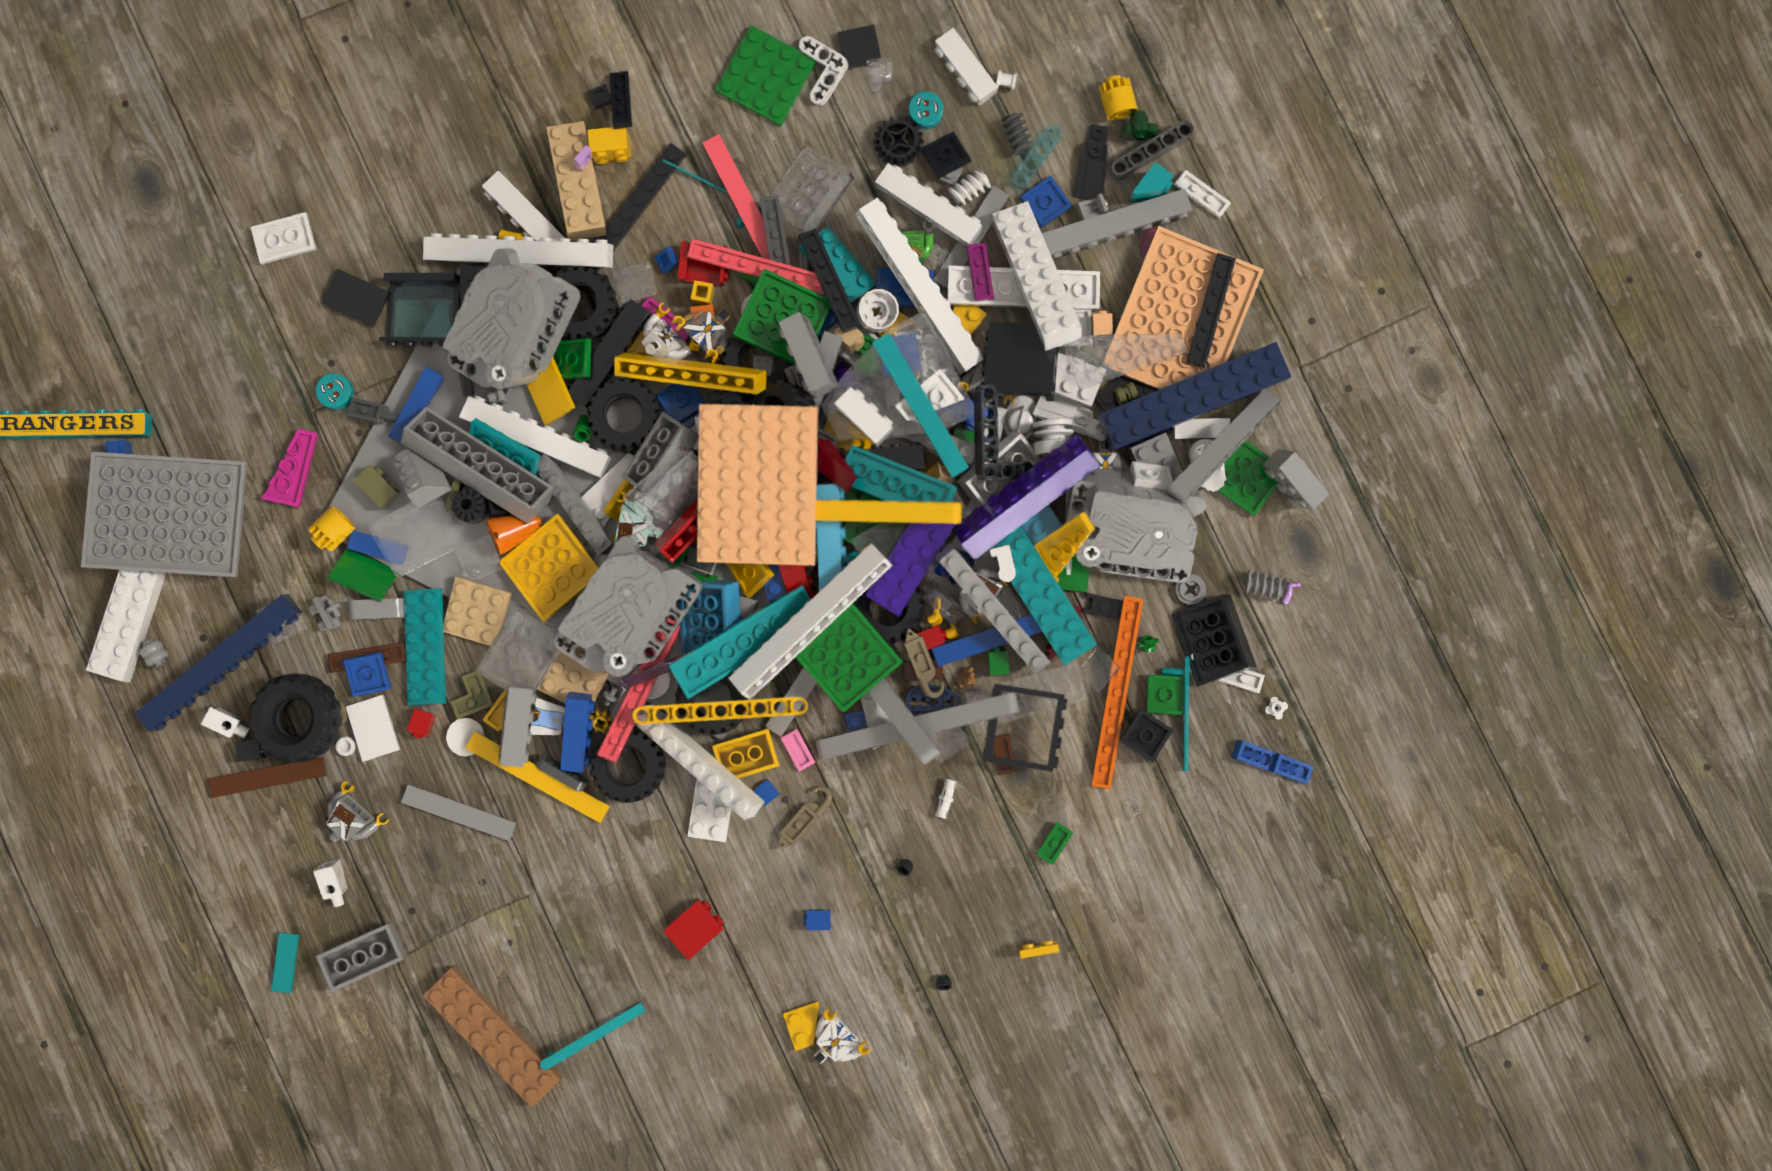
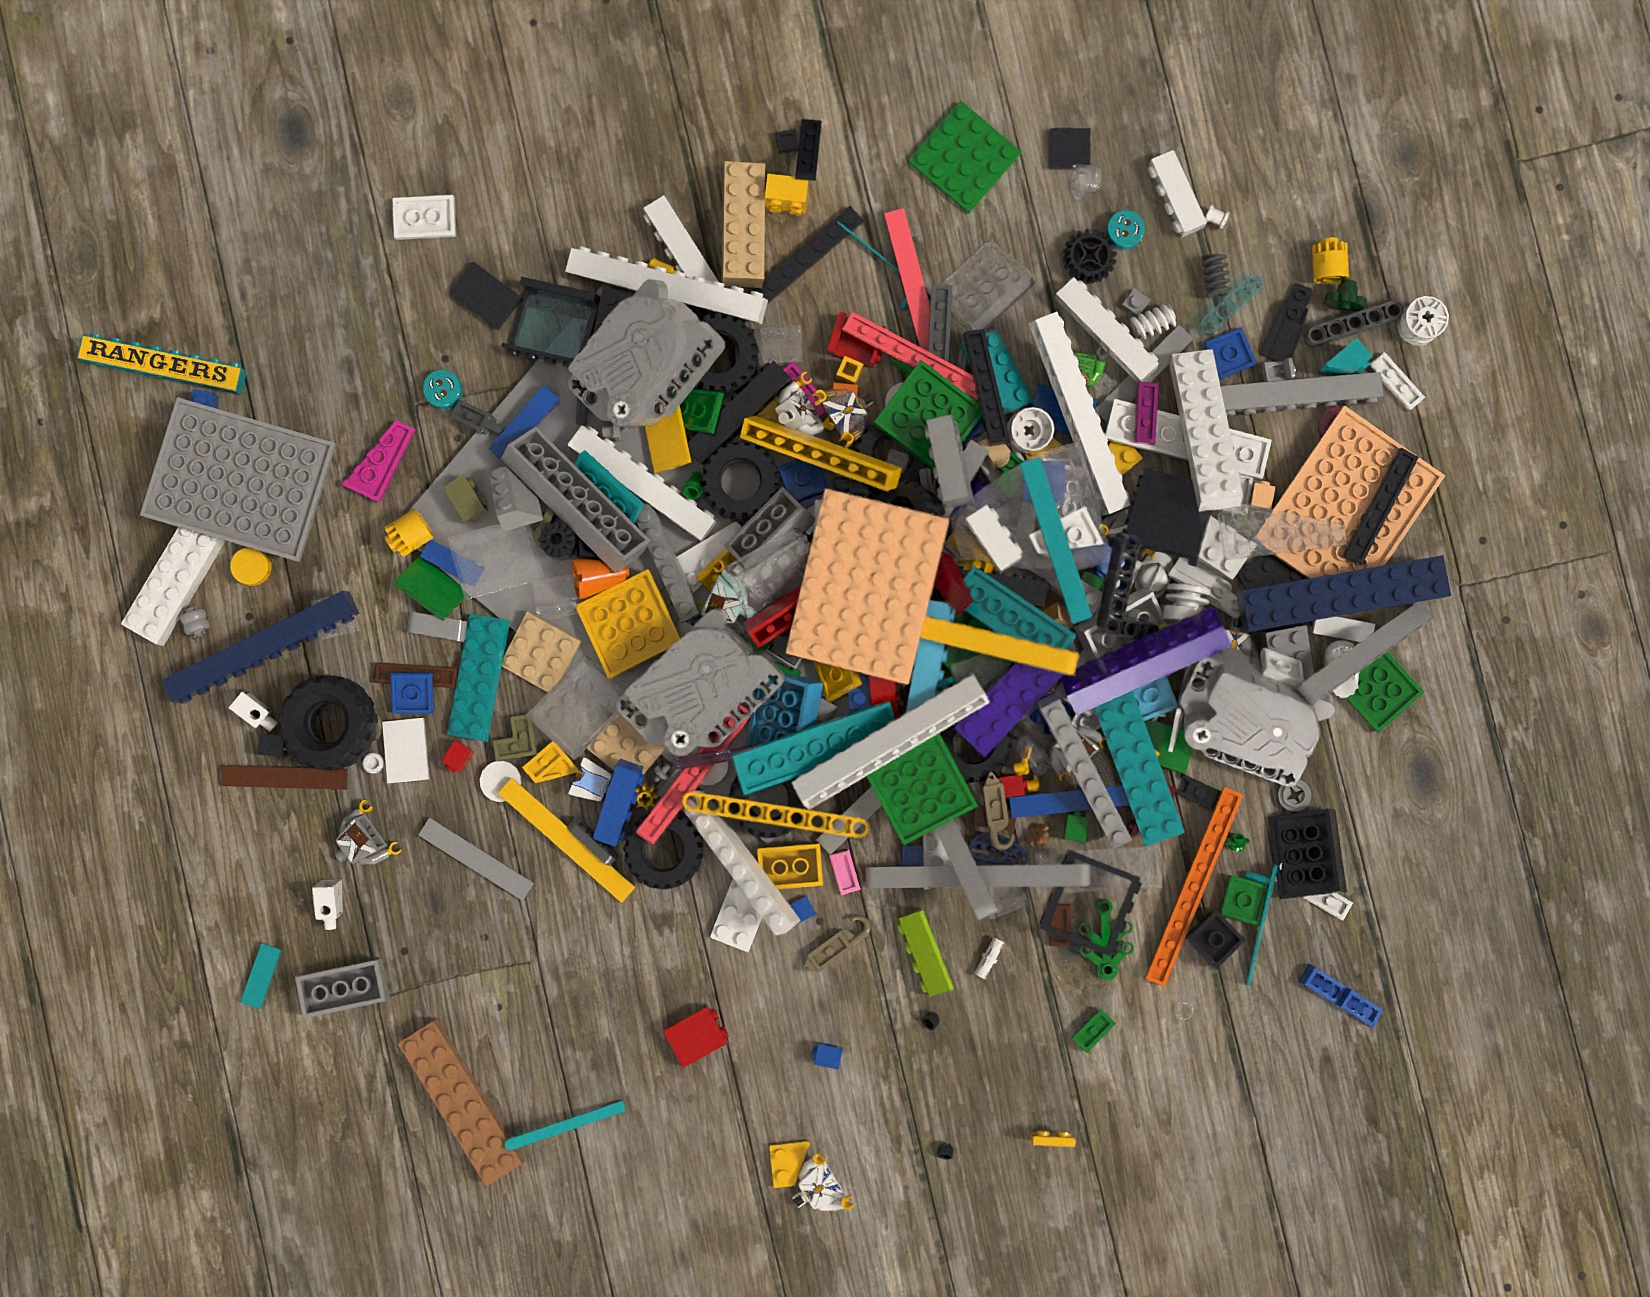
camera: 10 degrees right, 0 degrees up
(194, 591) = (250, 566): none -> yellow head
(327, 611) = (385, 617): light grey hips -> none
(515, 726) = (556, 782): light grey brick -> none
(583, 158) = (756, 202): lavender tile -> none
(666, 260) = (819, 328): blue plate -> none
(830, 70) = (1033, 166): white beam -> none
(886, 806) = (925, 952): none -> lime slope
(945, 155) = (1136, 282): black tile -> none
(1007, 569) = (1108, 732): white leg -> none
(1053, 777) = (1105, 934): none -> green plant
(1063, 543) = (1175, 718): yellow wing -> none
(1098, 669) = (1180, 858): clear piece -> none
(1126, 393) = (1272, 575): olive wheel -> none
(1208, 142) = (1415, 328): none -> white wheel
(1264, 584) = (1374, 807): light grey piece -> none
(1270, 709) = (1351, 940): white plate -> none
(1288, 592) = (1397, 821): lavender piece -> none
(1295, 479) = (1431, 704): light grey brick -> none

